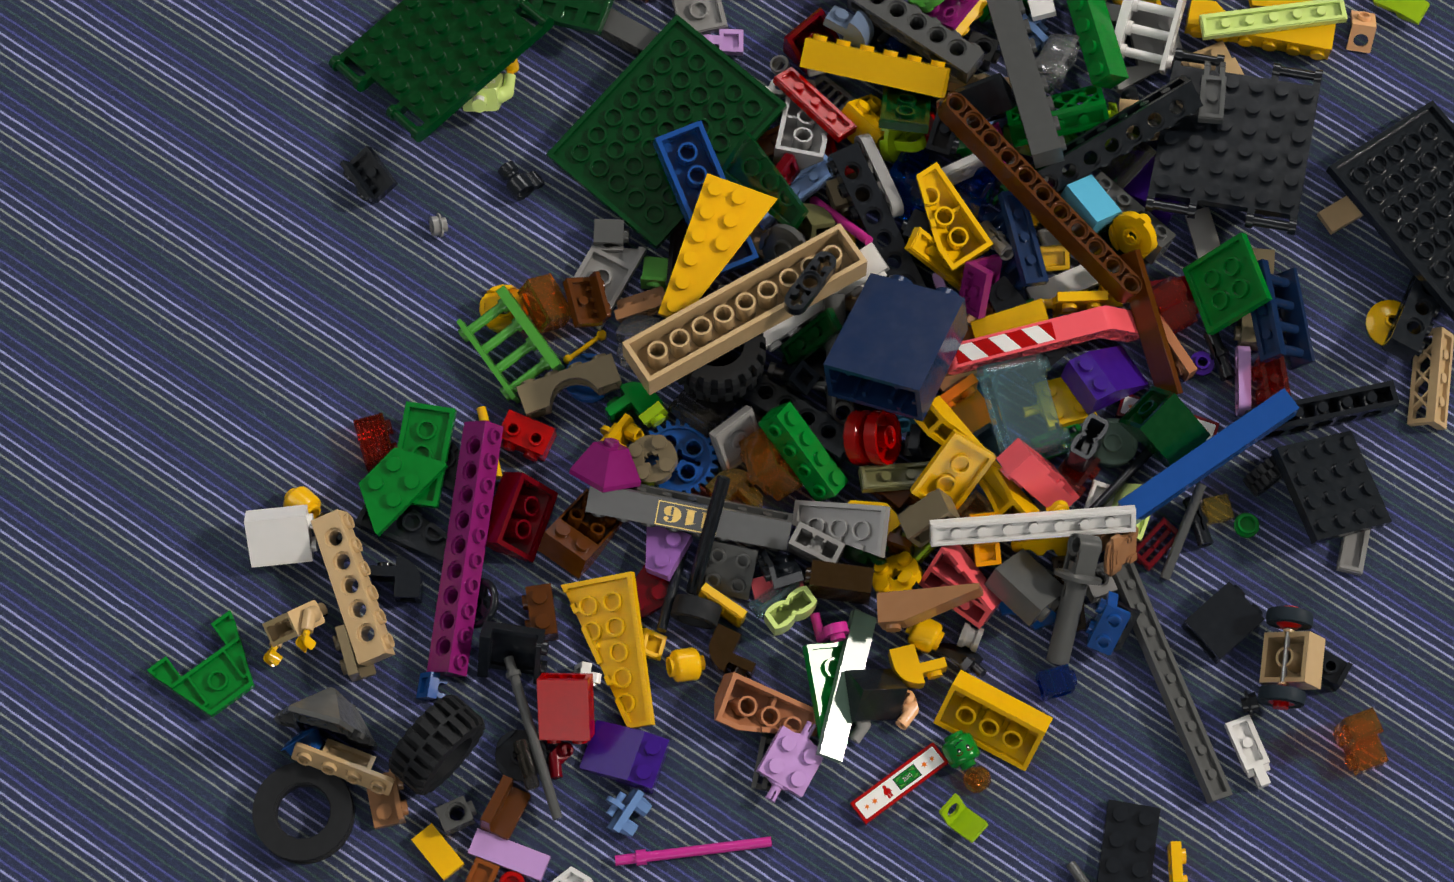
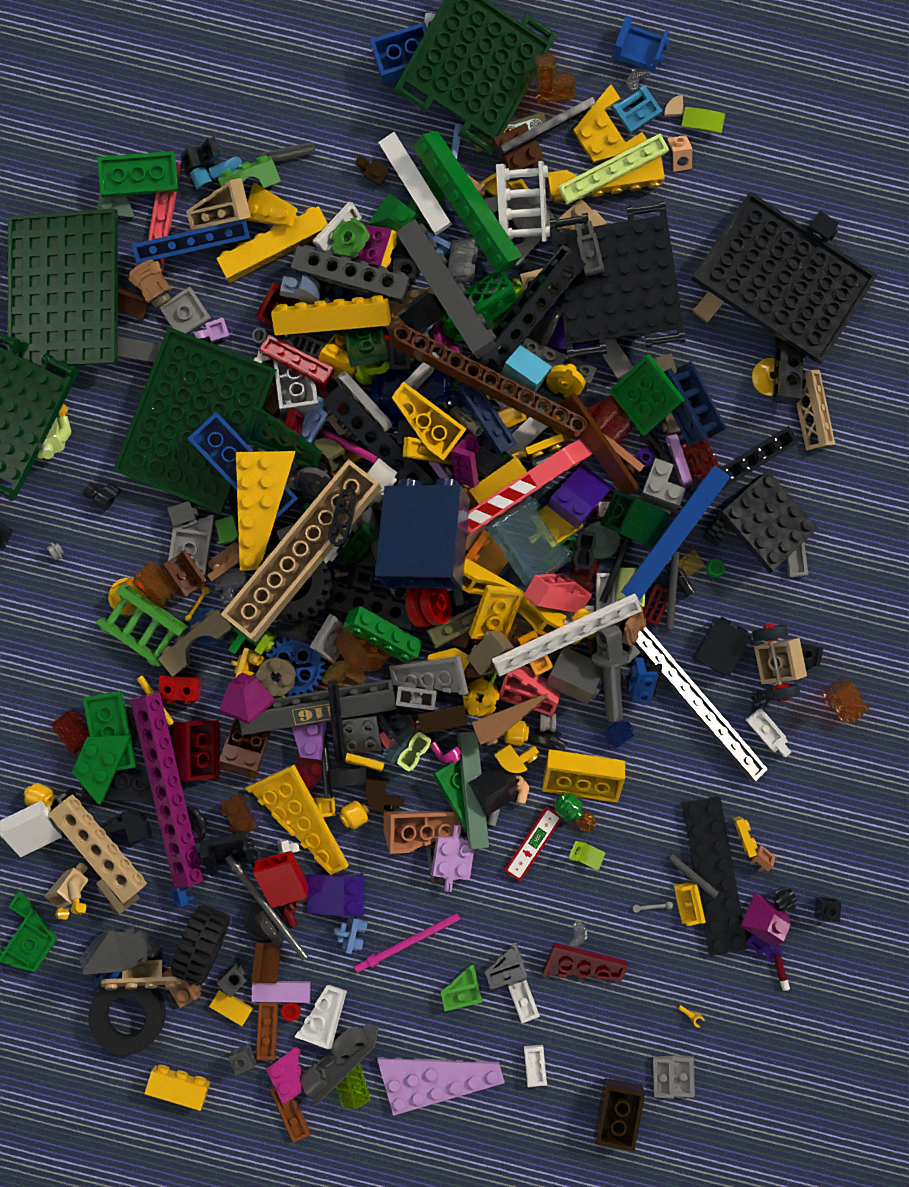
camera: 15 degrees left, 15 degrees up
(1207, 400) = (659, 490): none -> light grey brick

